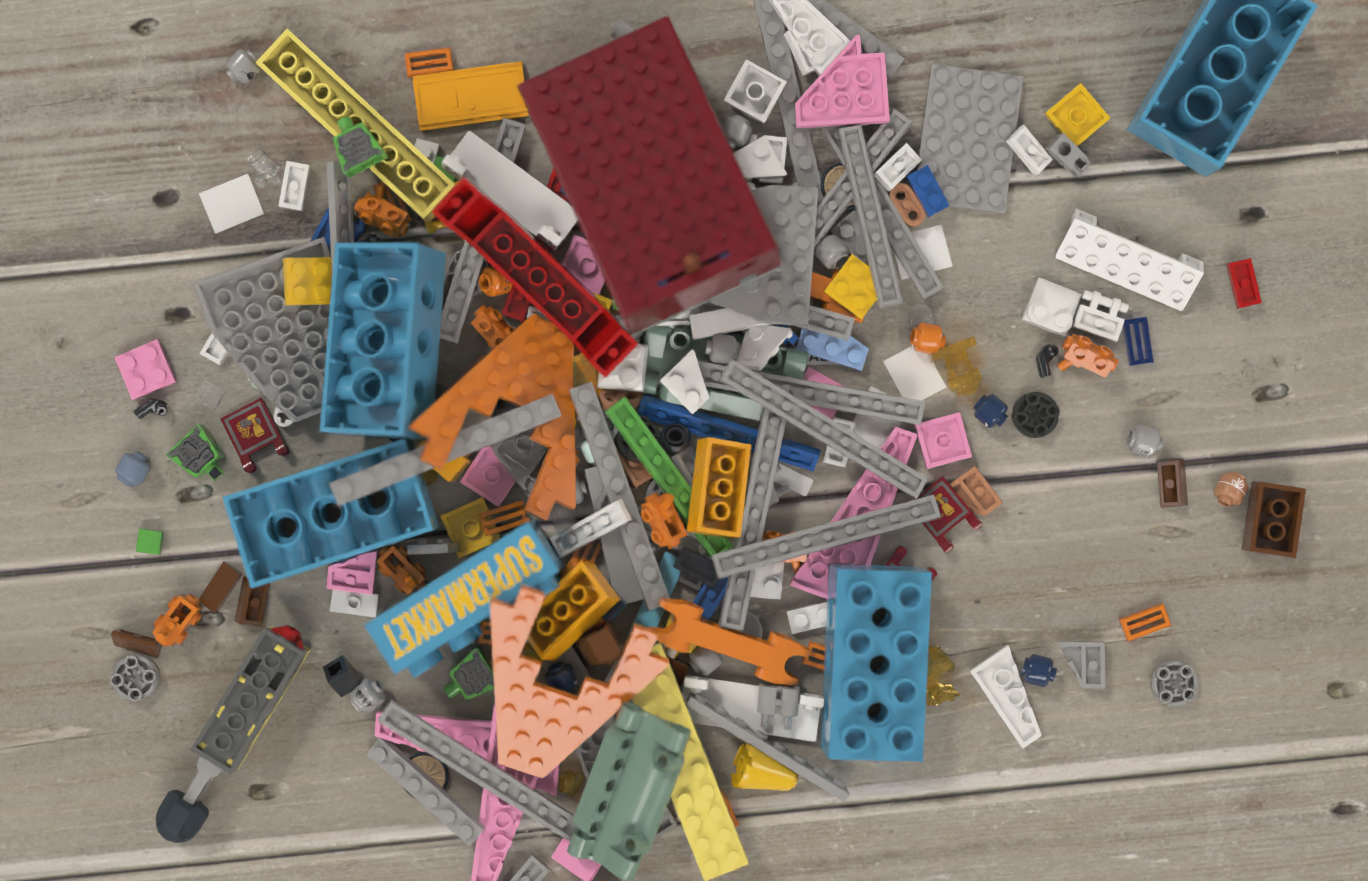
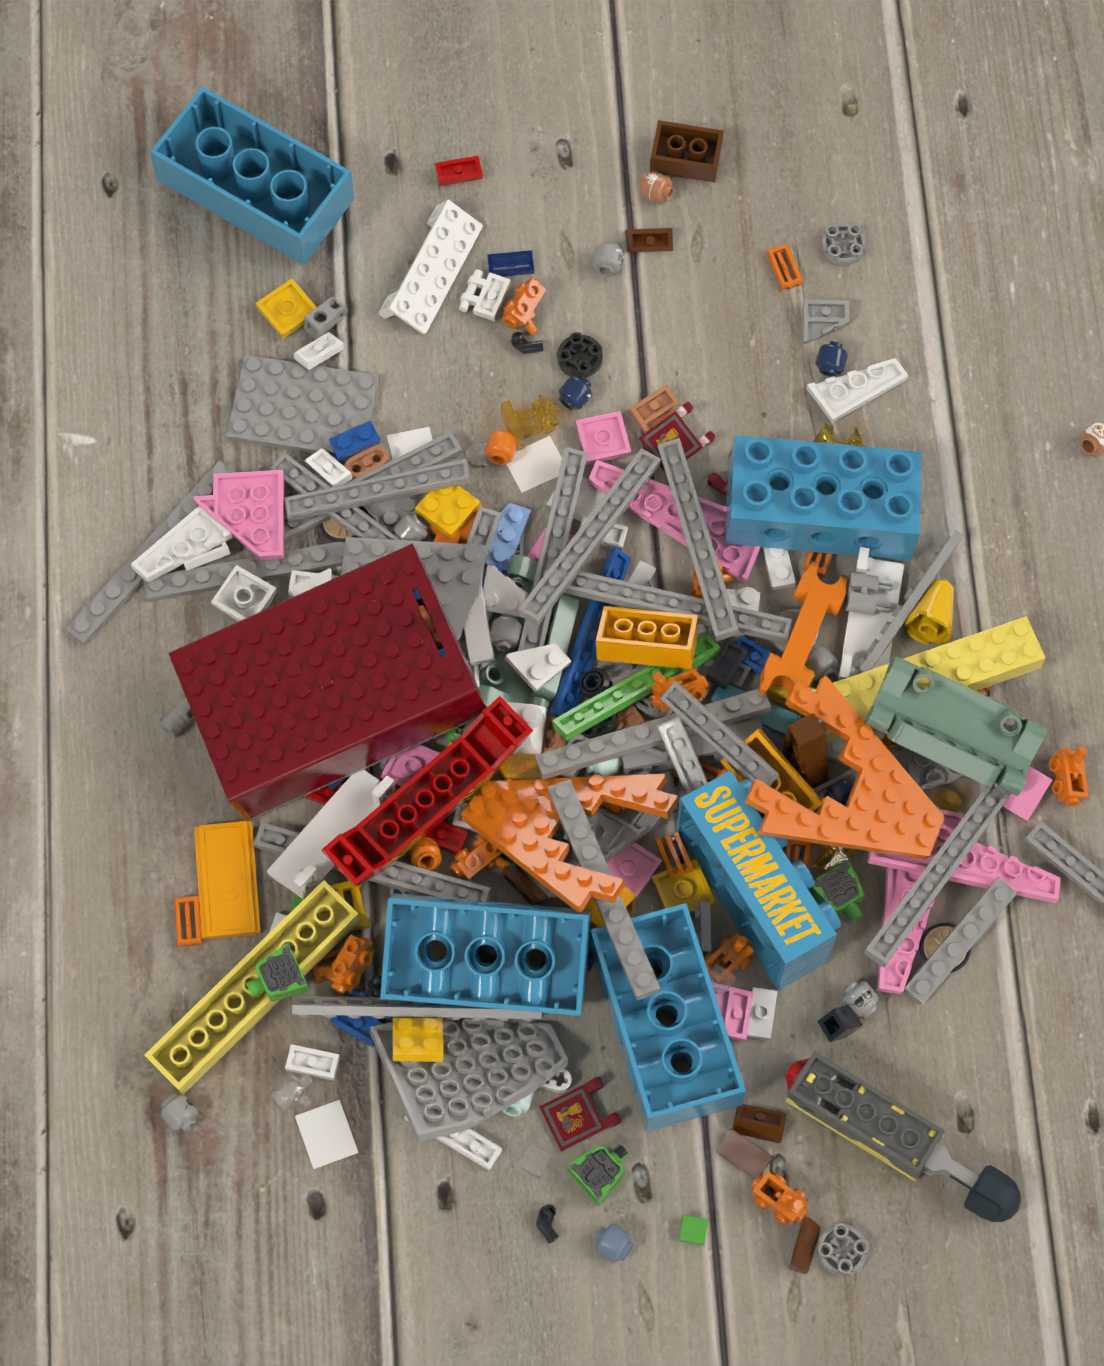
camera: 90 degrees left, 20 degrees down
(145, 369) = (504, 1230): bright pink plate -> none
(376, 563) = (721, 979): none -> clear tile
(603, 559) = (718, 735): none -> light grey tile
(1051, 307) = (474, 338): white slope -> none

